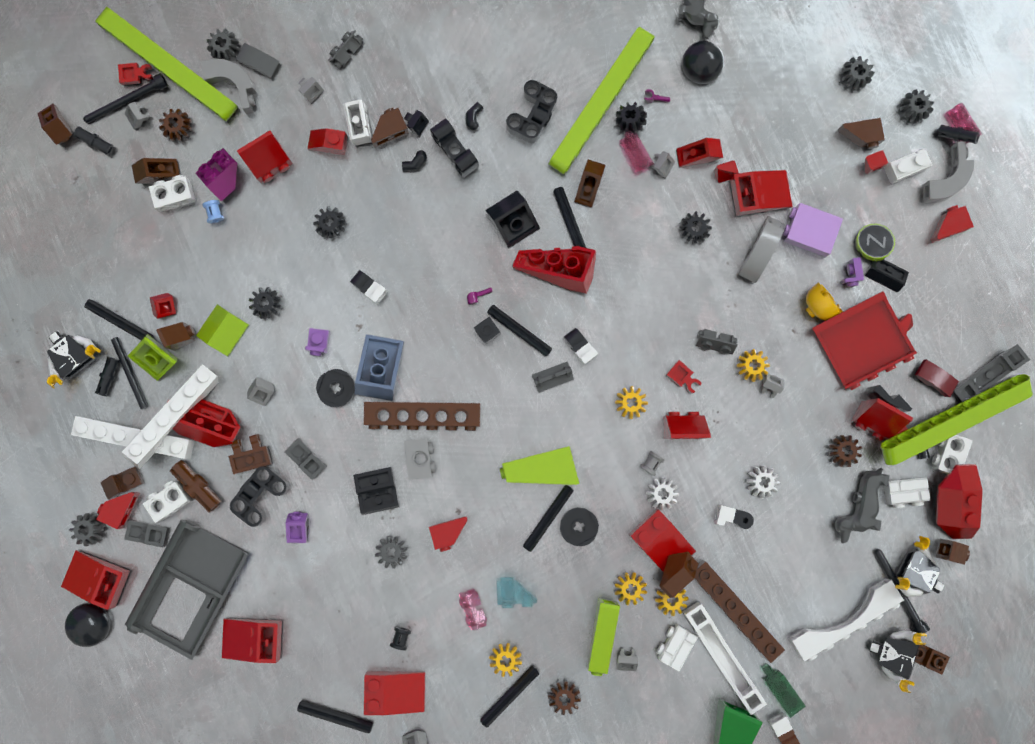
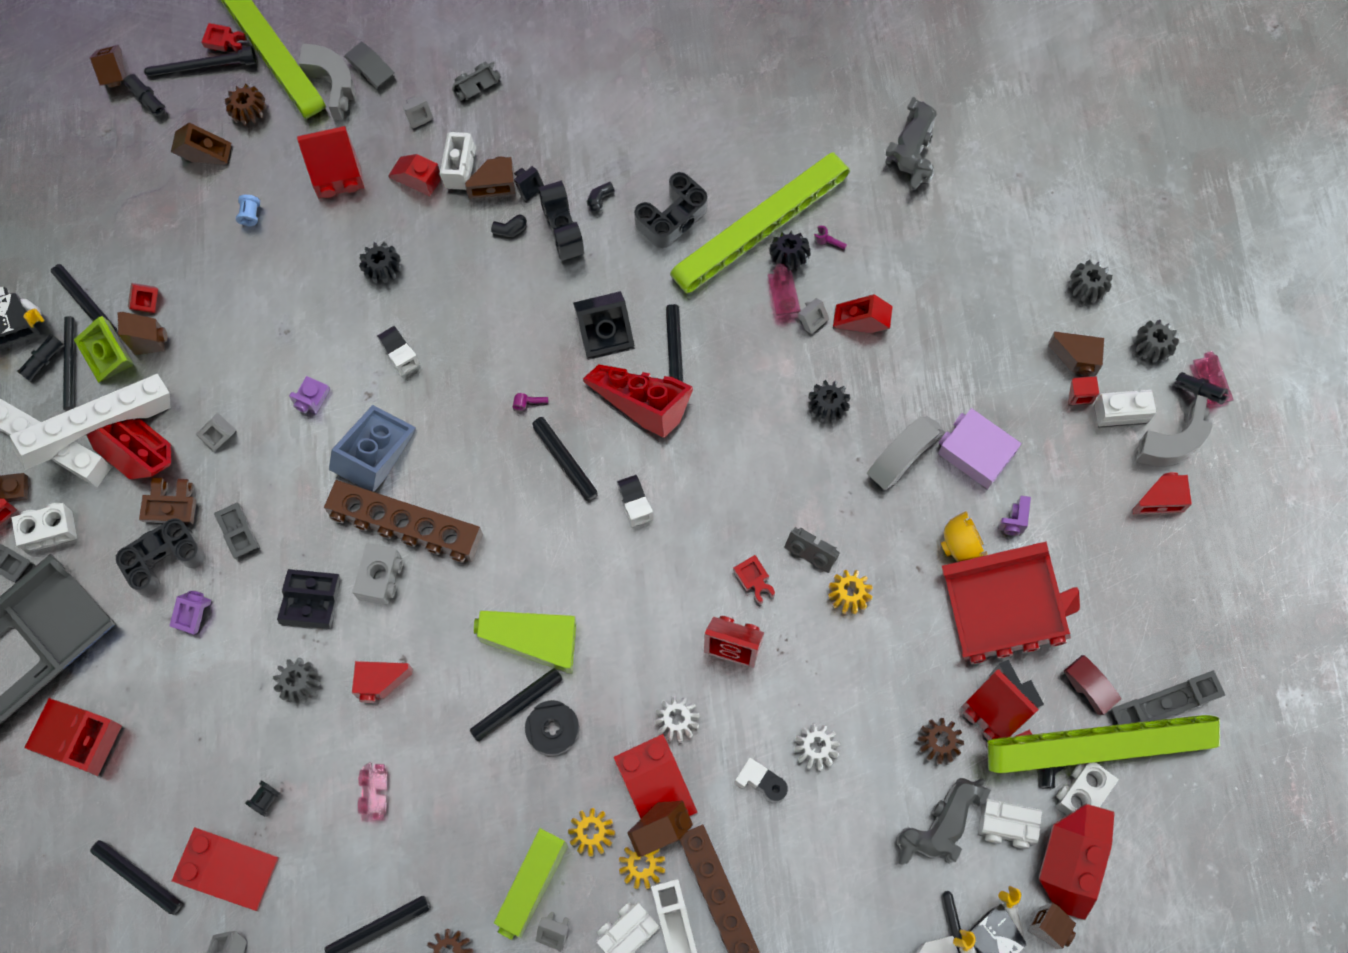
camera: 20 degrees right, 15 degrees down
(135, 116) = (204, 81): light grey tile -> none
(172, 197) = (207, 181): white brick -> none
(195, 486) = (87, 520): reddish brown piece -> none
(219, 174) = (271, 172): magenta slope -> none
(222, 330) = (202, 348): lime slope -> none
(229, 41) = (336, 35): dark grey gear -> none
(262, 297) = (264, 330): black gear -> none
(330, 378) = (295, 460): black plate -> none
(487, 330) = (523, 444): black brick -> none
(509, 654) = (382, 882): yellow gear -> none
(513, 591) = (431, 780): clear light blue slope -> none
(553, 376) = (586, 527): dark grey hinge -> none
(589, 183) = (713, 310): reddish brown slope -> none
(630, 395) = (674, 598): yellow gear -> none
(652, 463) = (676, 676): light grey bush -> none
(703, 62) = (900, 216): black piece -> none
(725, 171) = (889, 347): red slope -> none
(760, 191) = (925, 382): red slope -> none
(773, 383) = (869, 622): light grey tile -> none
(875, 242) = (1057, 488): black tile -> none
(887, 274) = (1062, 533): black slope -> none

